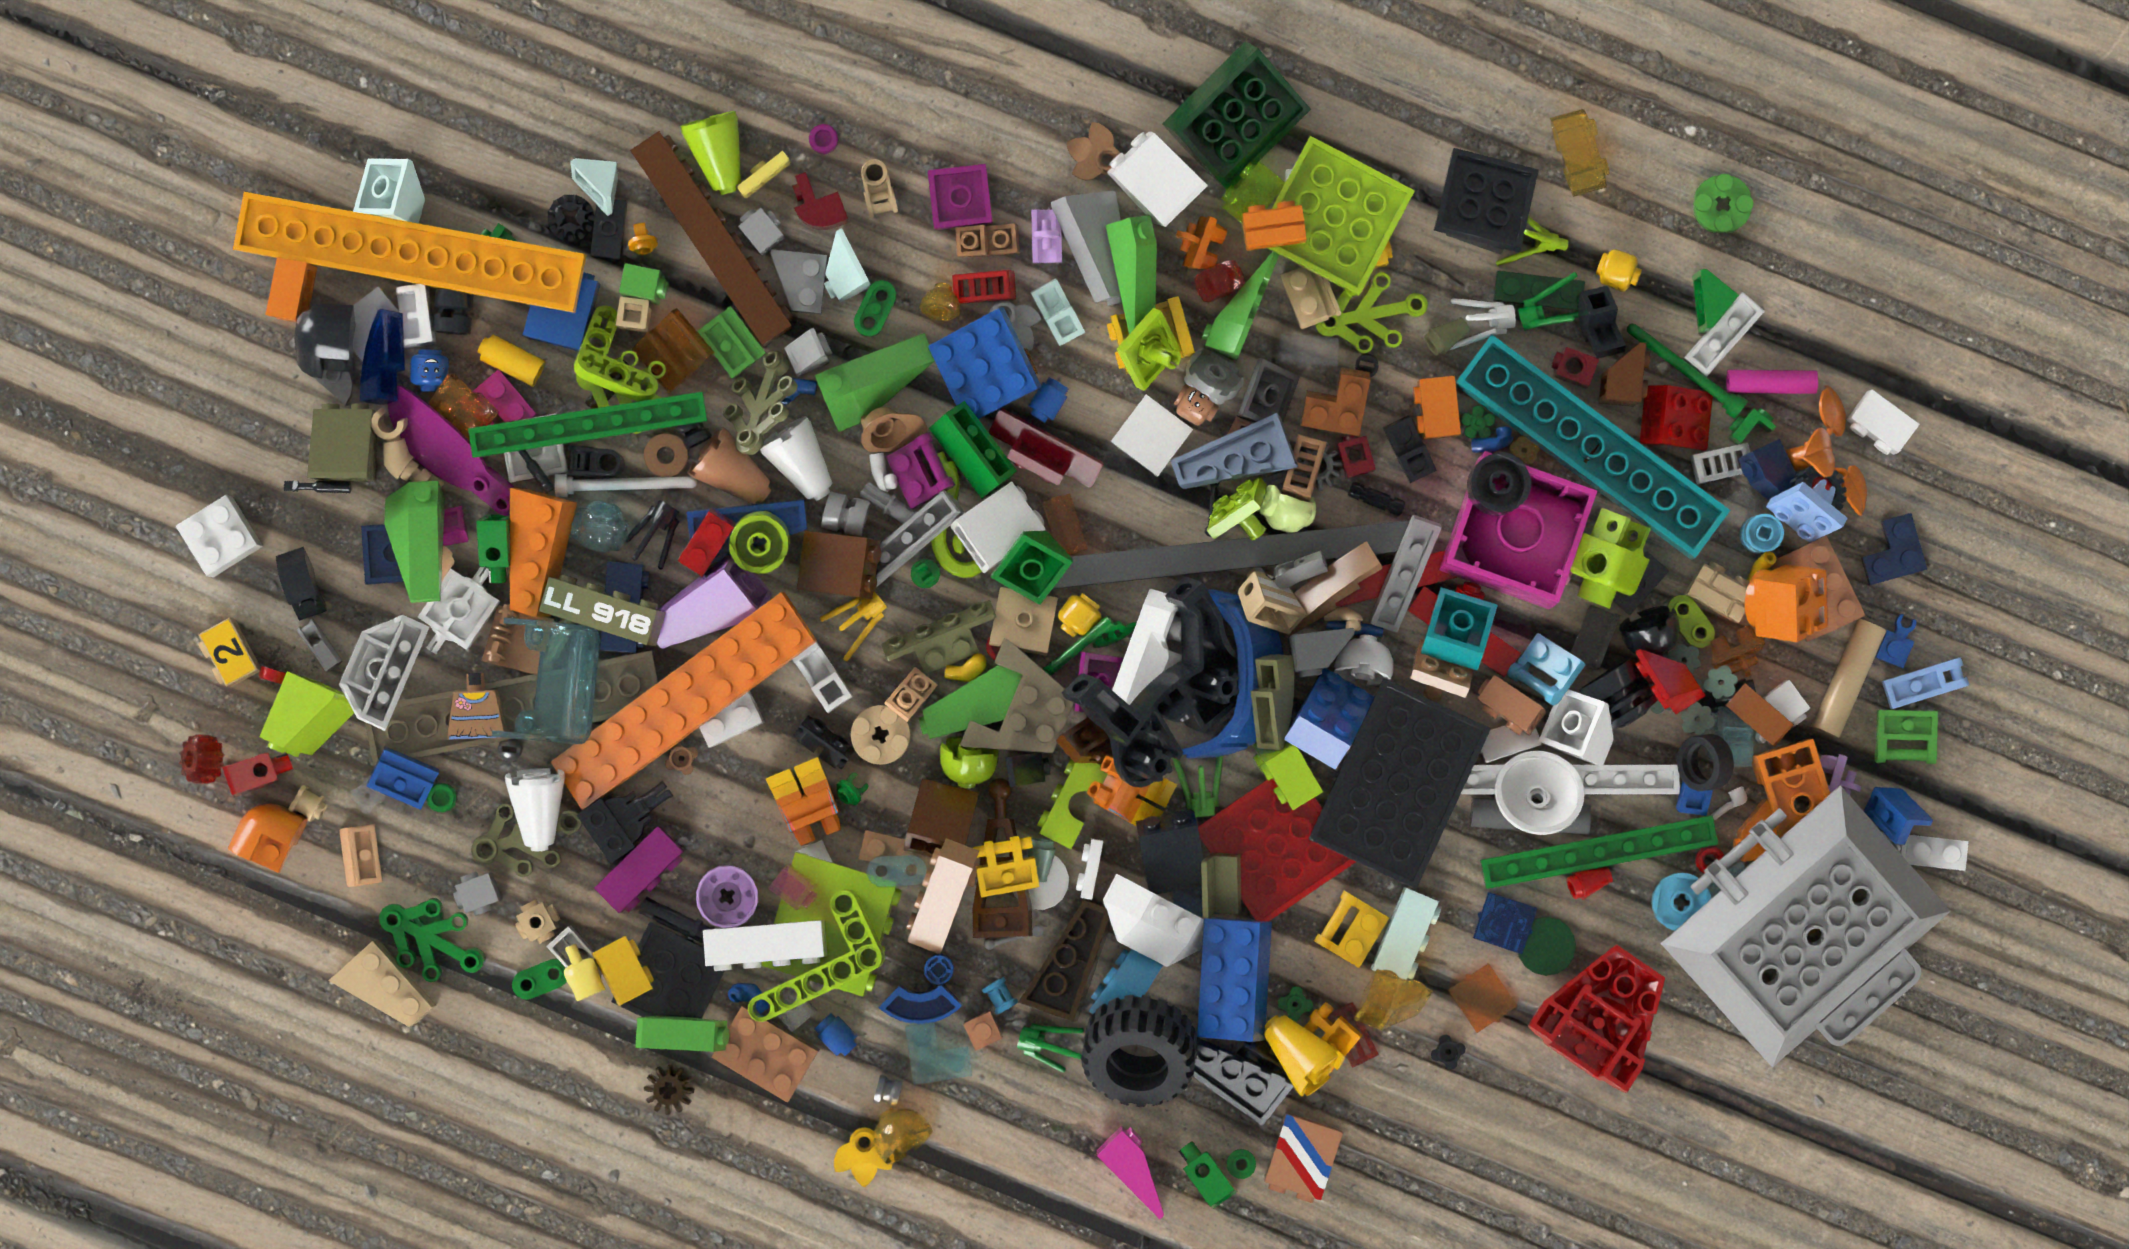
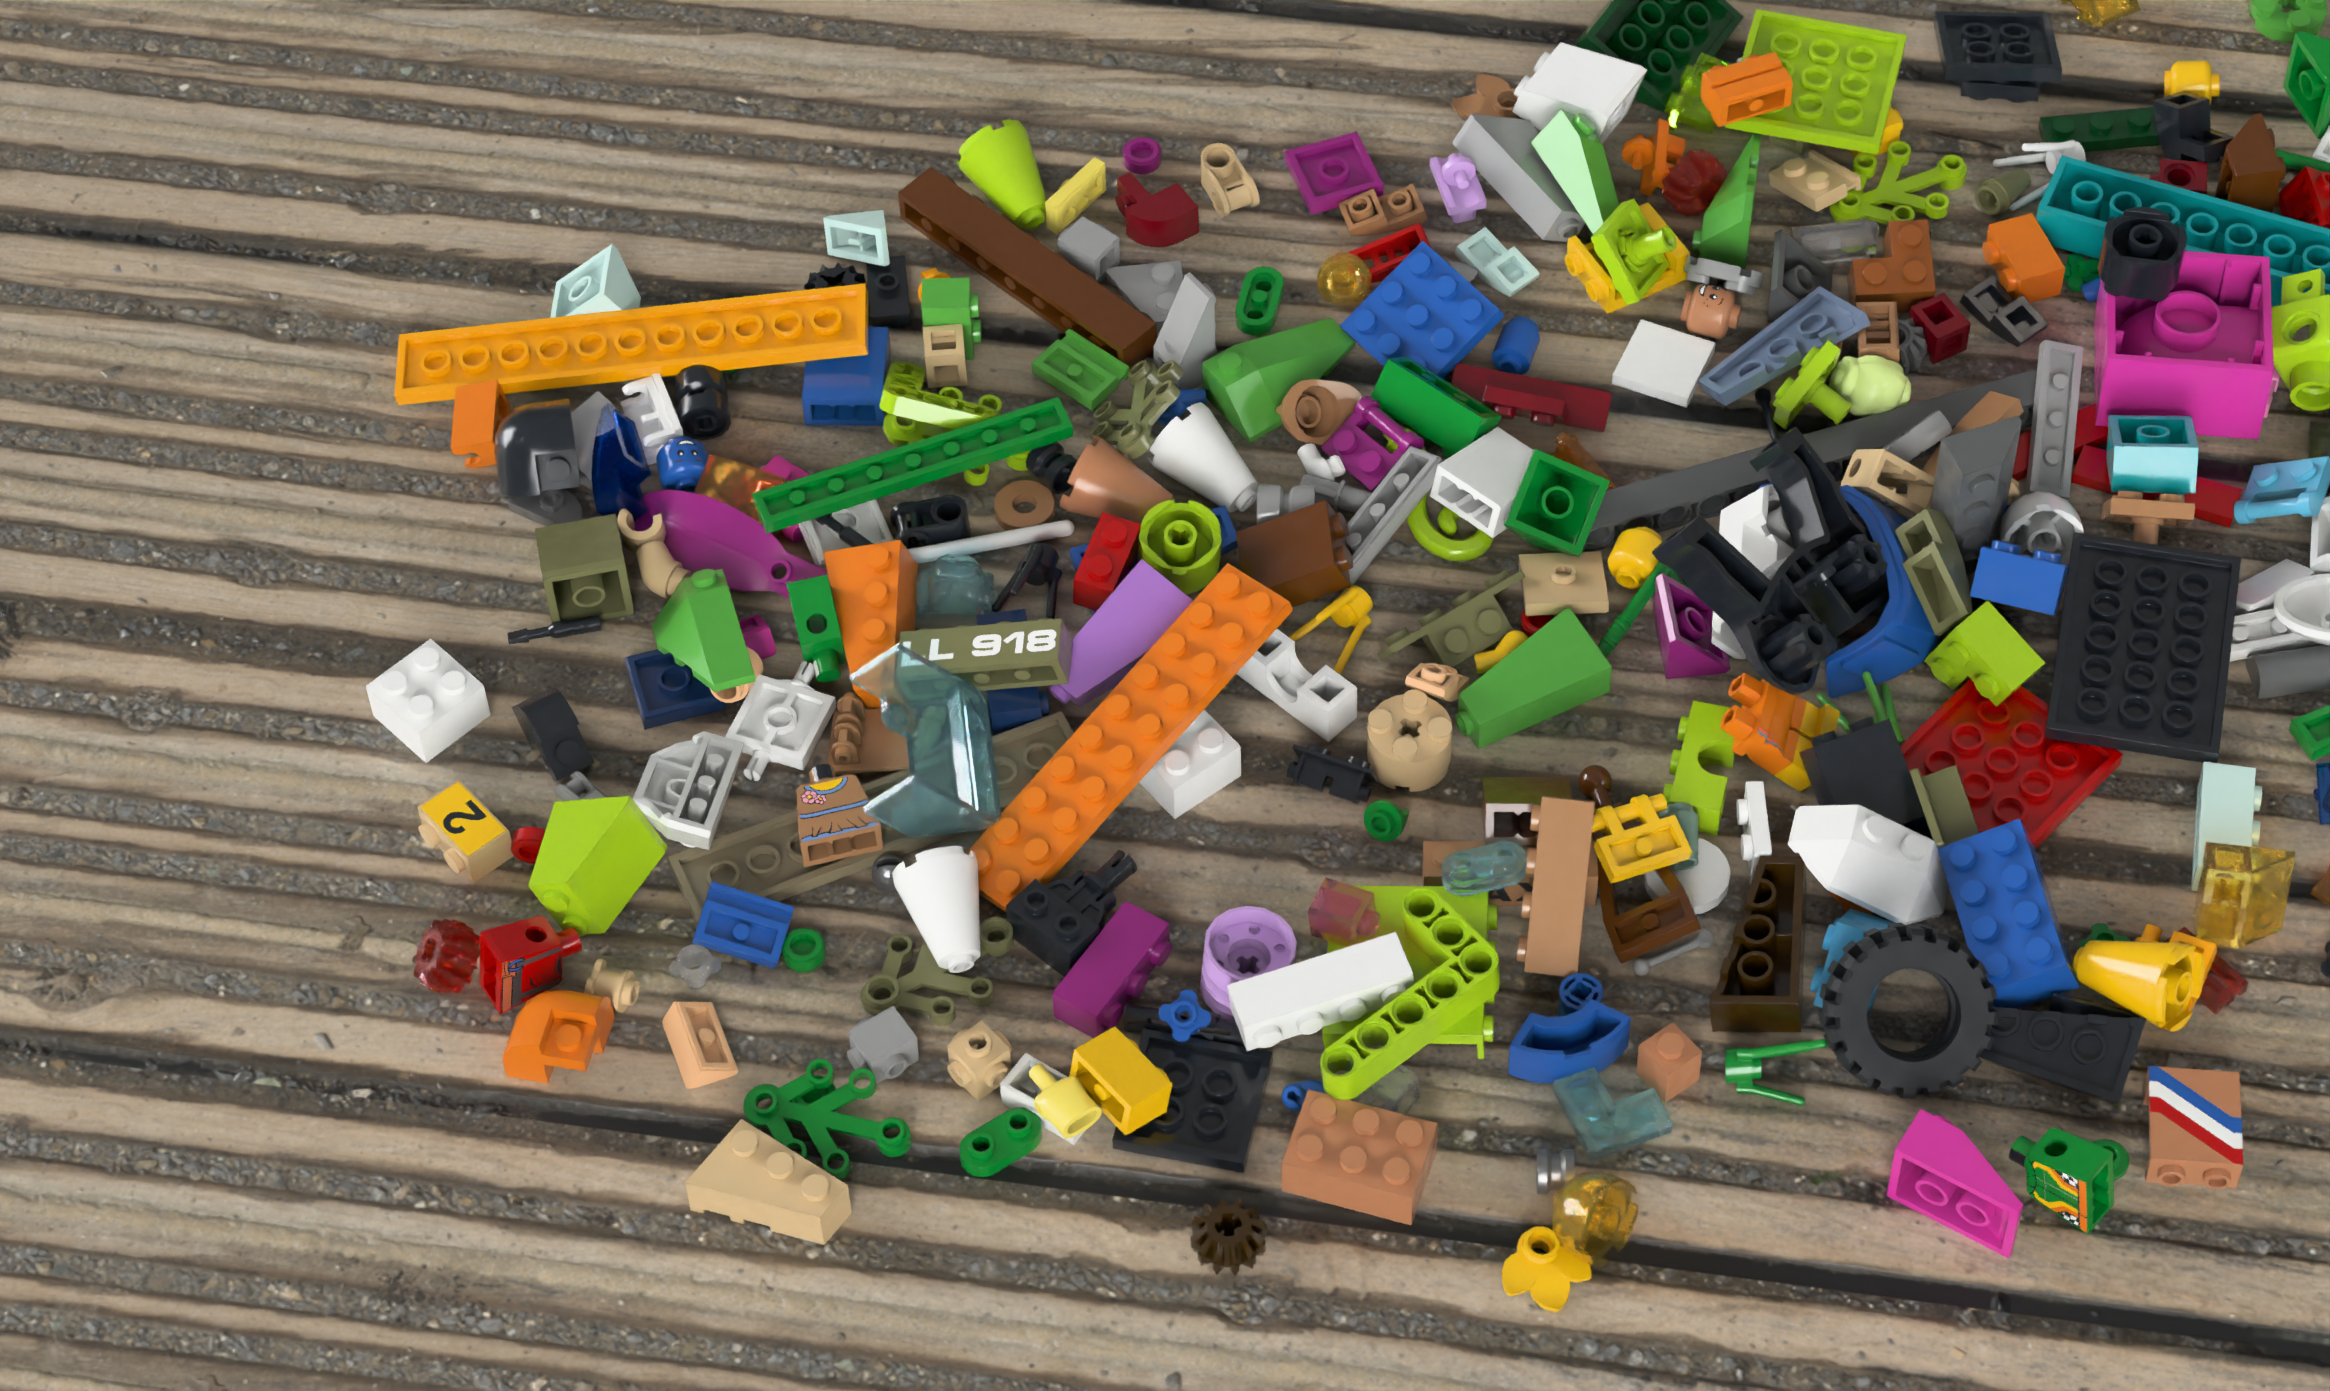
camera: 10 degrees left, 35 degrees down
(511, 359) = (792, 438): yellow brick -> none
(676, 346) = (1010, 378): clear orange slope -> none
(679, 919) = (1197, 1017): none -> blue plate
(682, 1033) = (1231, 1127): bright green slope -> none
(684, 766) = (1136, 823): medium nougat plate -> none
(807, 809) = (1324, 837): orange hips -> none
(836, 1035) = (1456, 1115): blue brick -> none
(844, 270) = (1214, 251): light aqua slope -> none
(925, 573) = (1411, 560): green plate -> none
(967, 764) = (1541, 745): lime cylinder -> none
(1000, 995) = (1671, 1009): dark azure bush -> none
(1027, 769) = (1620, 733): black slope -> none
(1034, 714) = (1615, 662): dark tan wing -> none
(1086, 743) = (1695, 686): reddish brown wing -> none
(1360, 933) = (2160, 849): yellow plate -> none
(1376, 498) = (1979, 369): black axle -> none
(1510, 704) = (2257, 535): nougat brick -> none
(1534, 316) = (2104, 147): green plant -> none
(1544, 241) = (2085, 80): lime plant -> none

